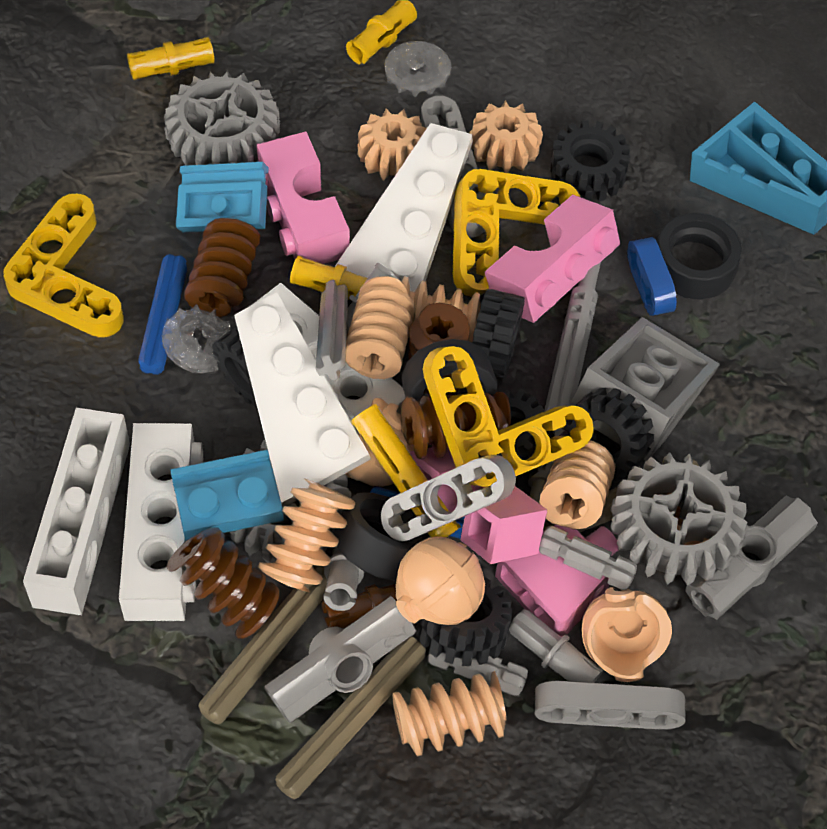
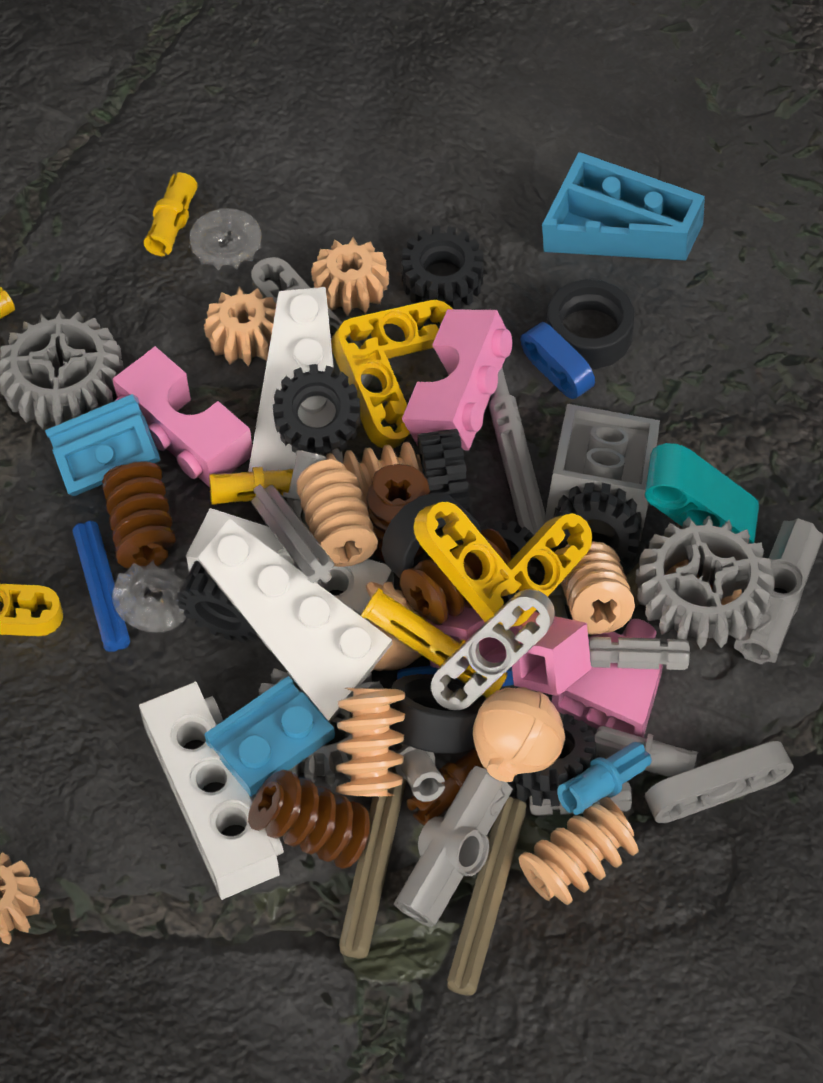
camera: 20 degrees left, 0 degrees up
(77, 512) = (128, 813): white brick -> none
(408, 211) = (311, 384): none -> black tyre
(500, 655) = (603, 778): none -> dark azure axle
(625, 632) = (703, 708): light nougat cap -> none
(708, 430) = (687, 485): none -> teal beam

